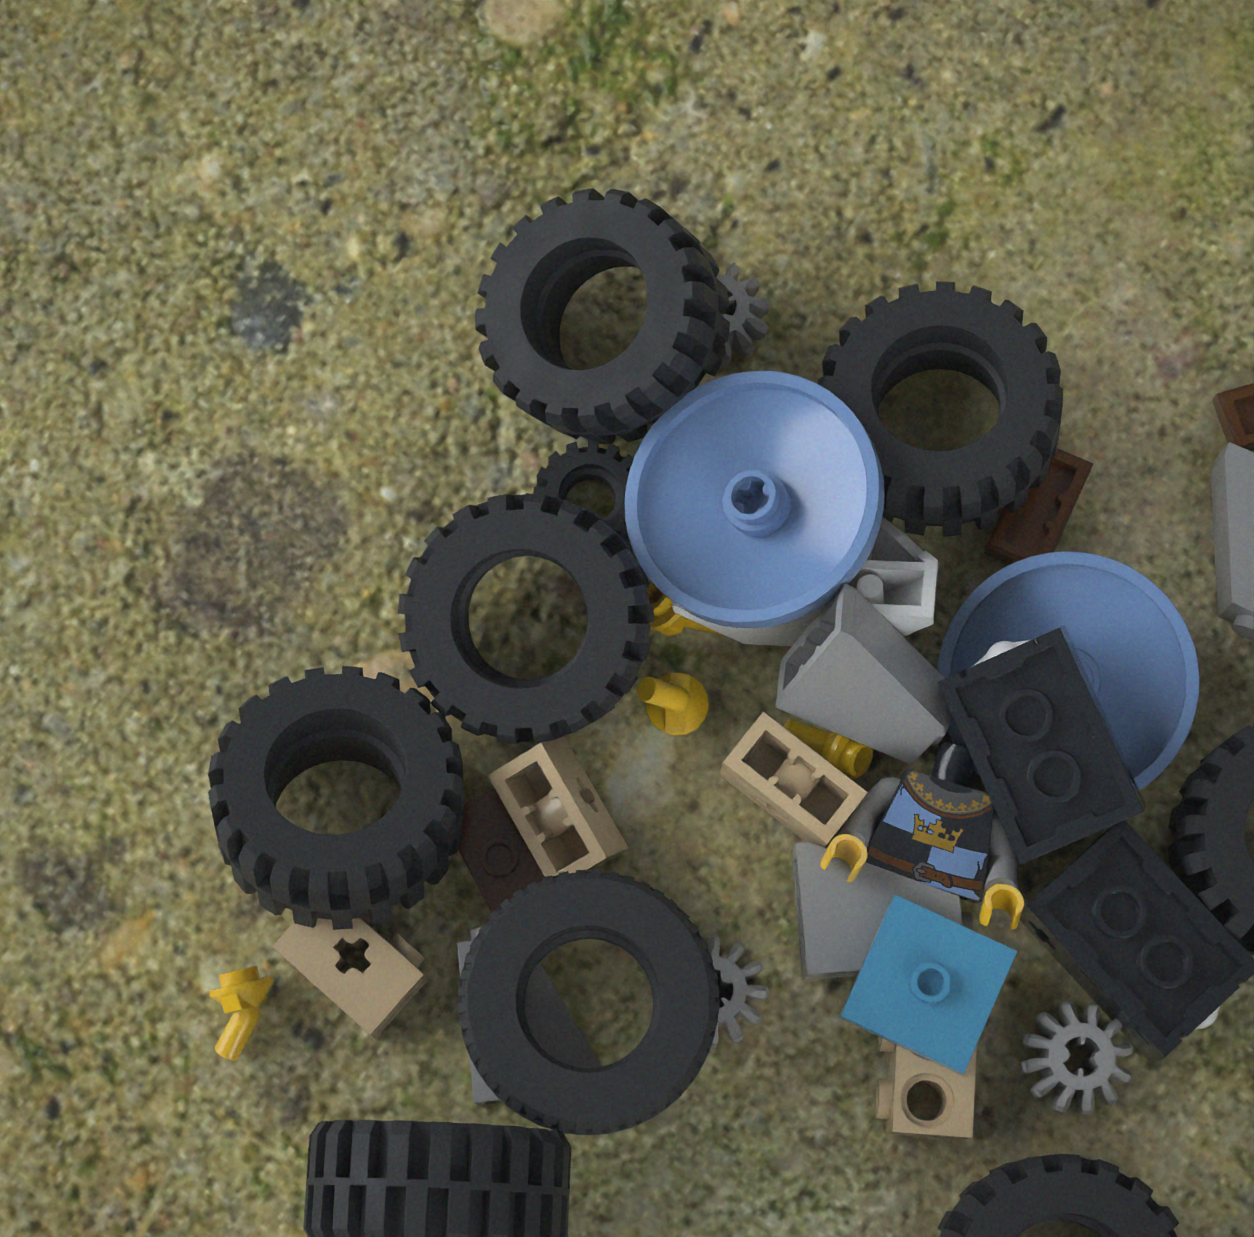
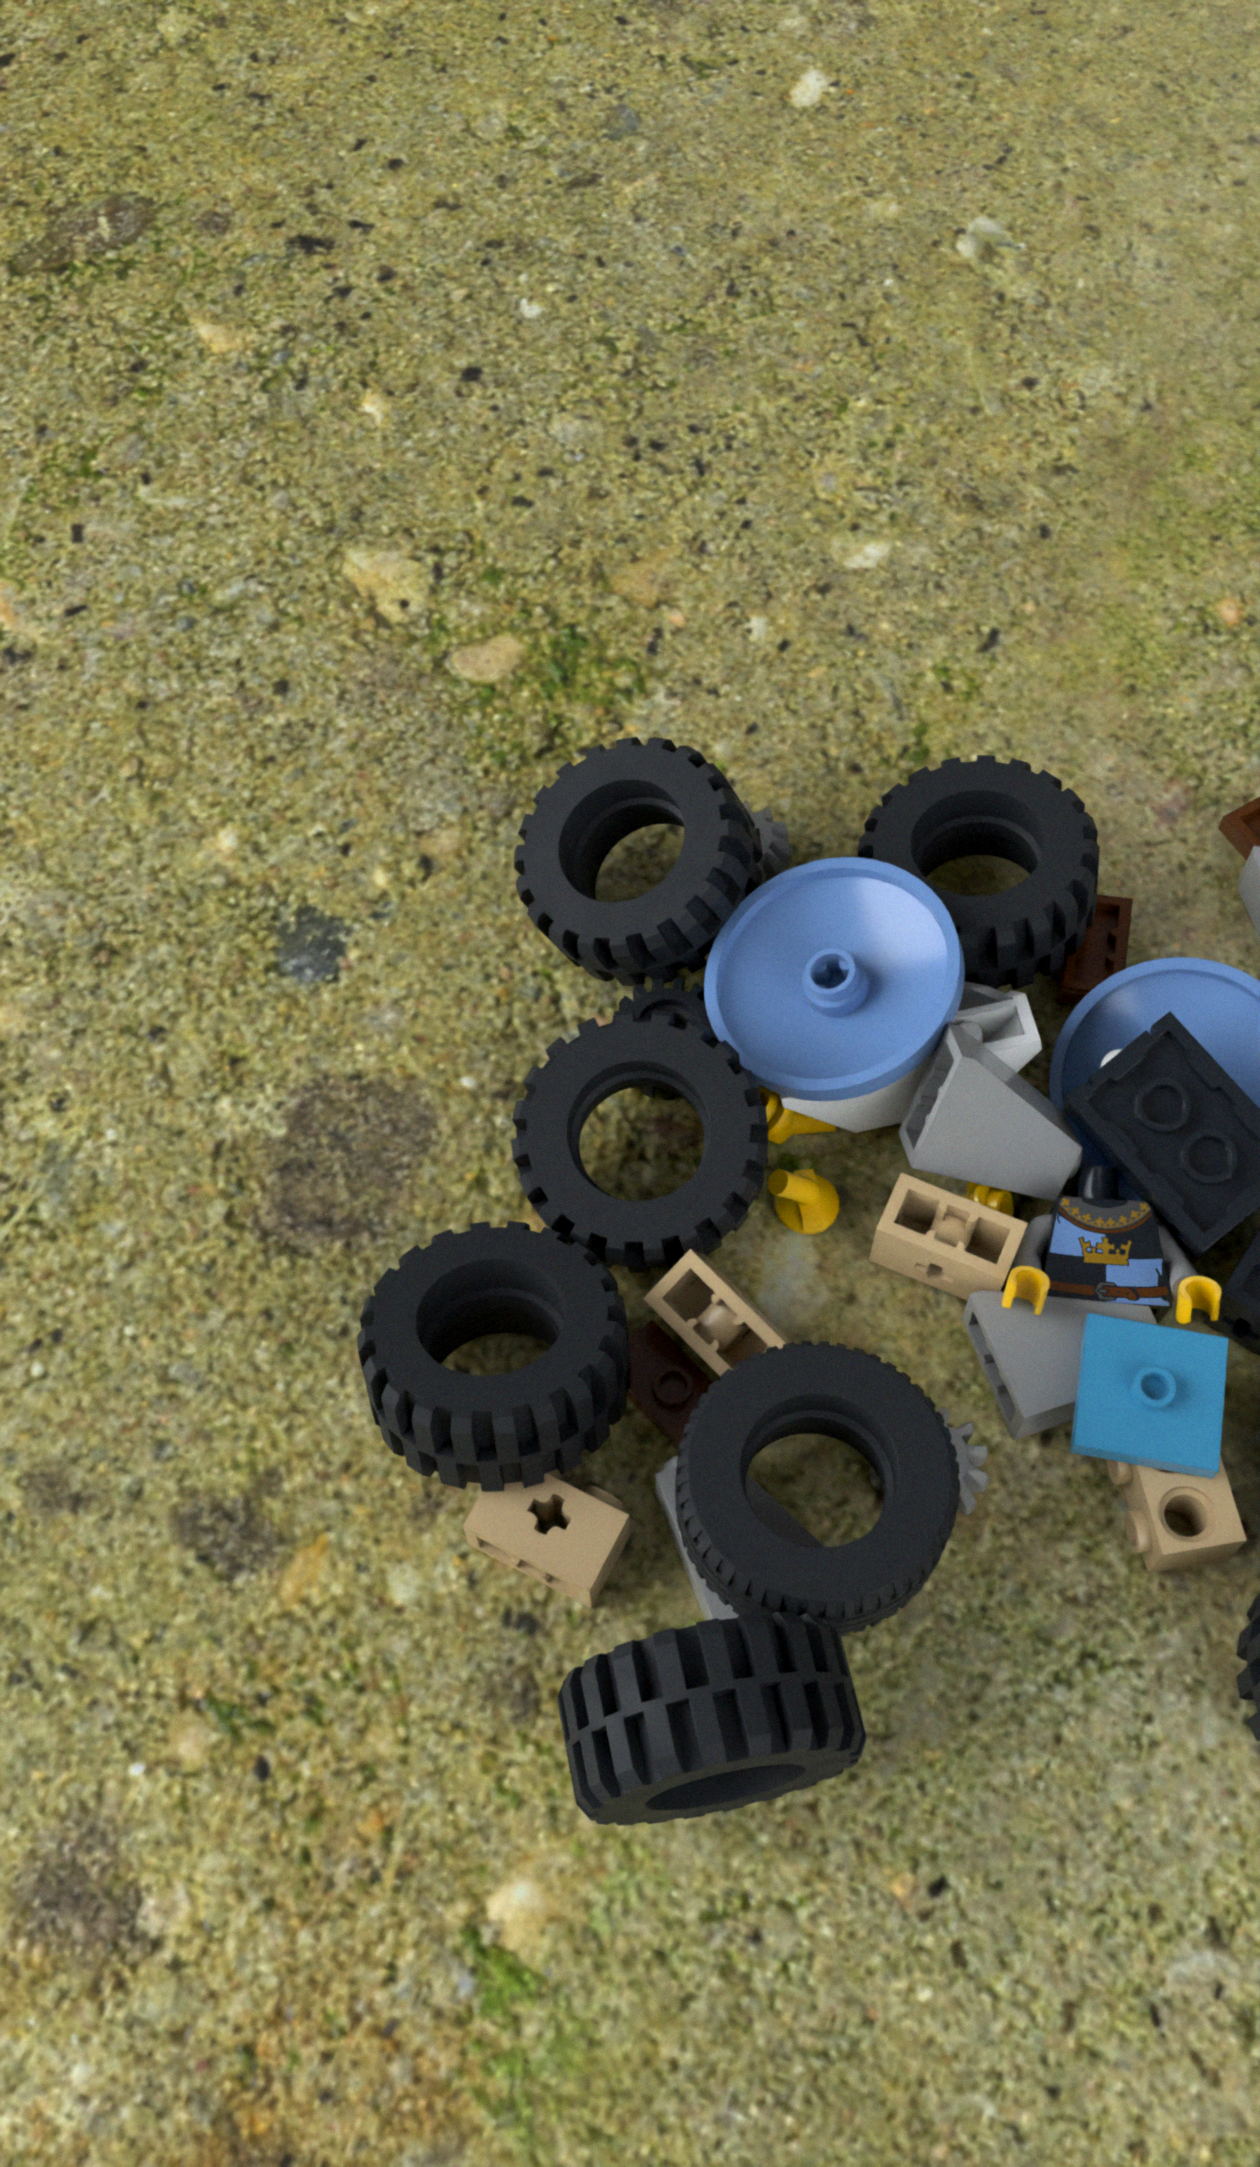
camera: 10 degrees left, 15 degrees down
(240, 993) = (441, 1589): yellow plate -> none

